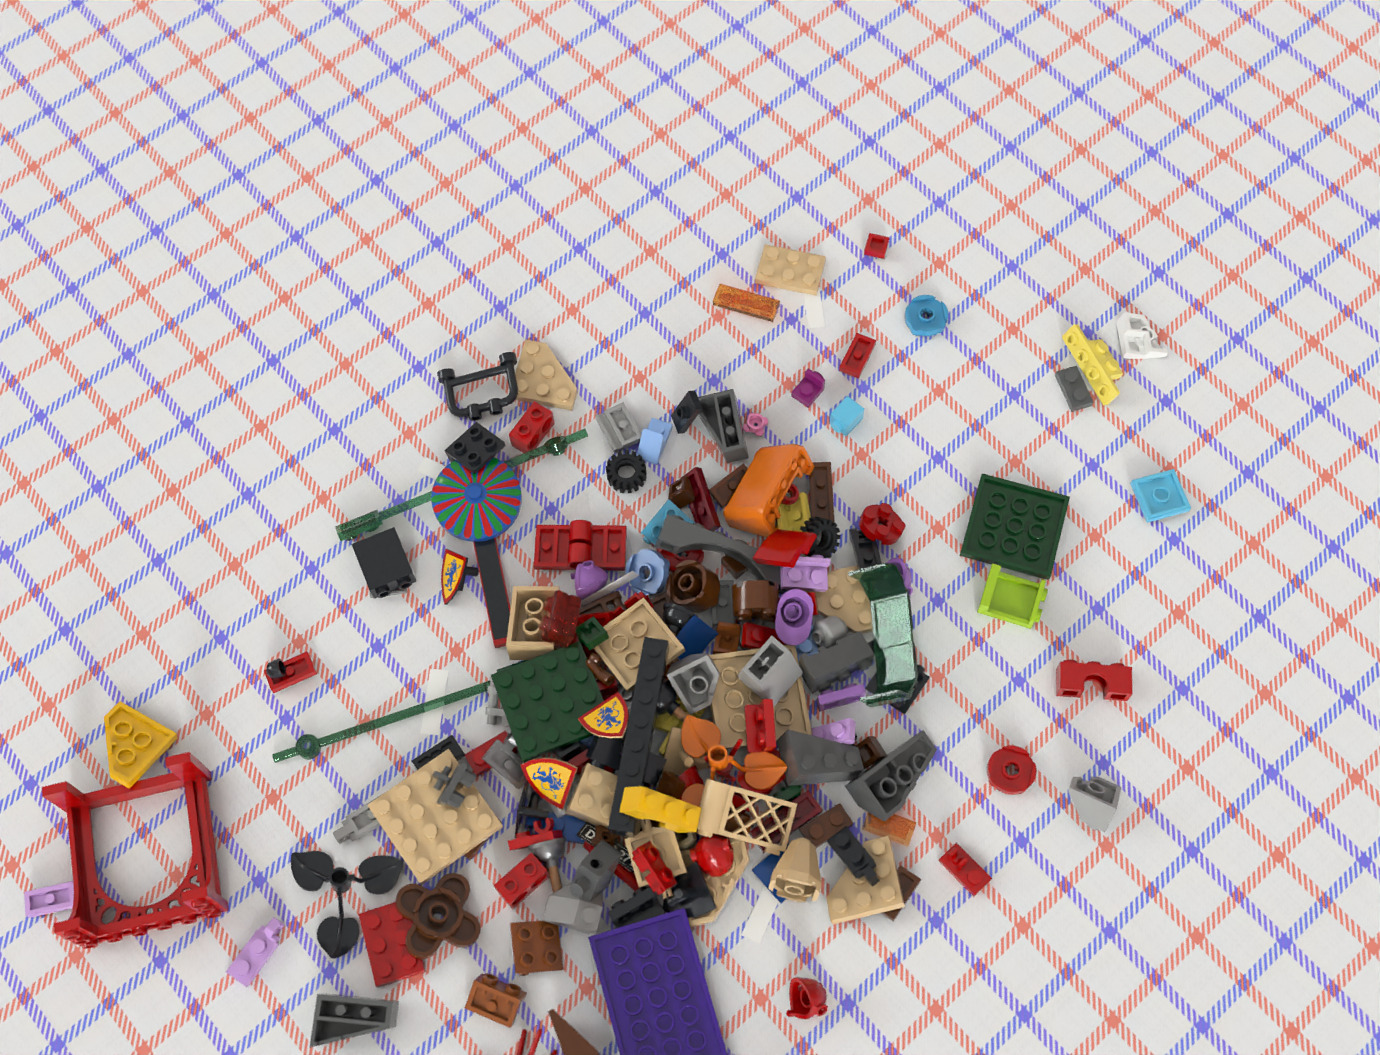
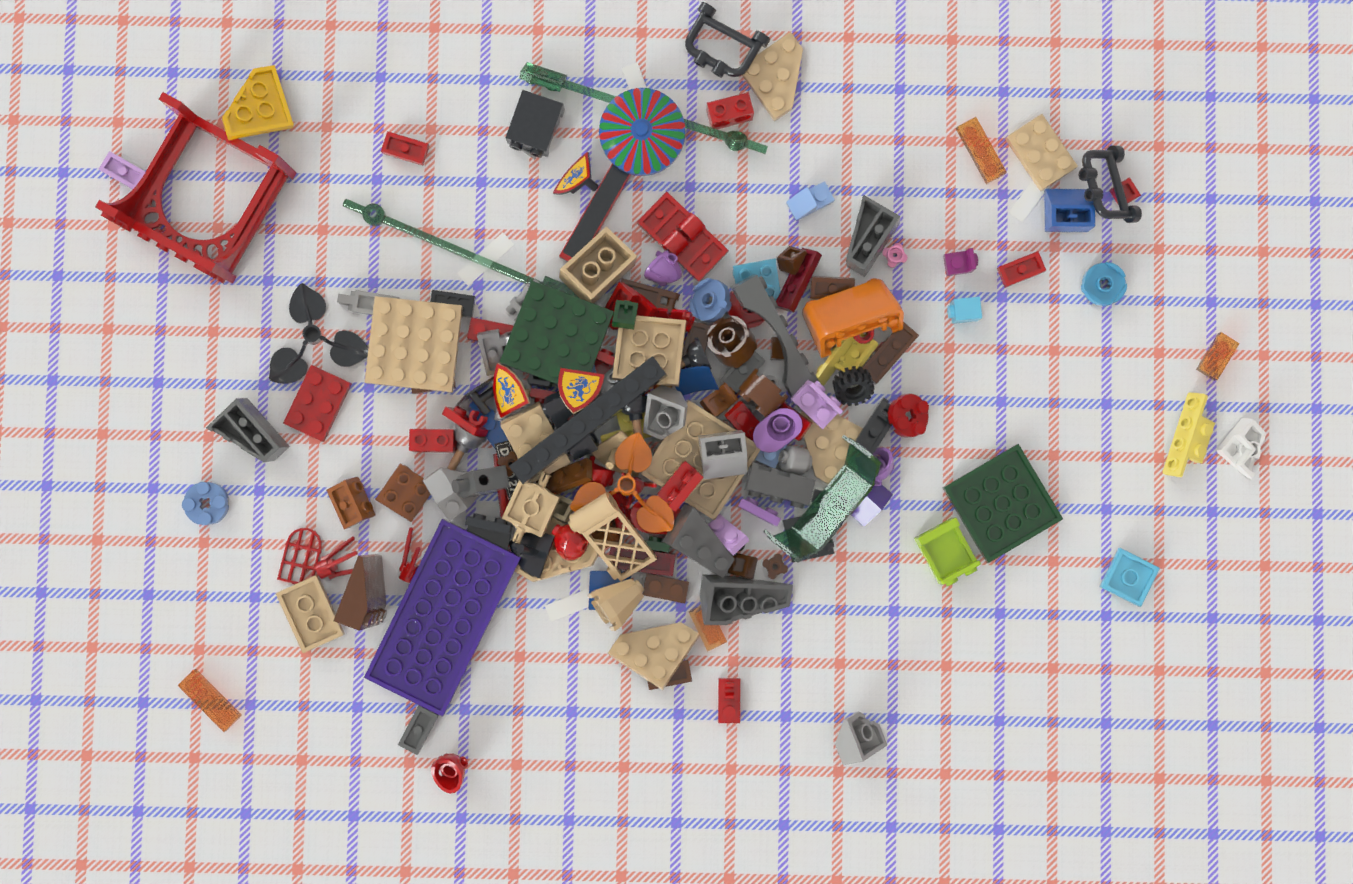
camera: 35 degrees right, 20 degrees up
(256, 952) = (226, 330): lavender hinge -> none
(276, 669) = (395, 139): black hinge -> none
(447, 899) = (343, 419): reddish brown plant -> none
(460, 775) = (431, 340): dark grey hips -> none
(474, 448) = (673, 92): black bracket -> none
(560, 618) = (613, 284): clear red brick -> none
(598, 672) = (607, 348): reddish brown arm -> none
(599, 1010) = (408, 568): none -> red plant
(609, 588) = (671, 288): white sticker -> none
(618, 427) = (793, 167): light grey plate -> none
(626, 460) = (767, 220): black tyre -> none
(649, 858) = (520, 524): red hinge -> none
(653, 805) = (553, 486): yellow arch -> none
(686, 412) = (851, 201): black plate -> none
(784, 548) = (818, 374): red slope -> none
(807, 999) = (545, 687): red helmet -> none
(844, 229) = (1113, 155): none -> black bar
(851, 289) = (1068, 211): none -> blue slope
(854, 855) = (662, 626): black hinge -> none
(894, 734) = (772, 572): none -> reddish brown plate
(921, 615) = (872, 505): none -> slope
(1022, 763) = (837, 669): red plate -> none
(1055, 295) = (1217, 356): none -> clear orange plate
(1074, 388) = (1154, 440): dark grey plate -> none
(1113, 678) = (956, 674): red arch -> none

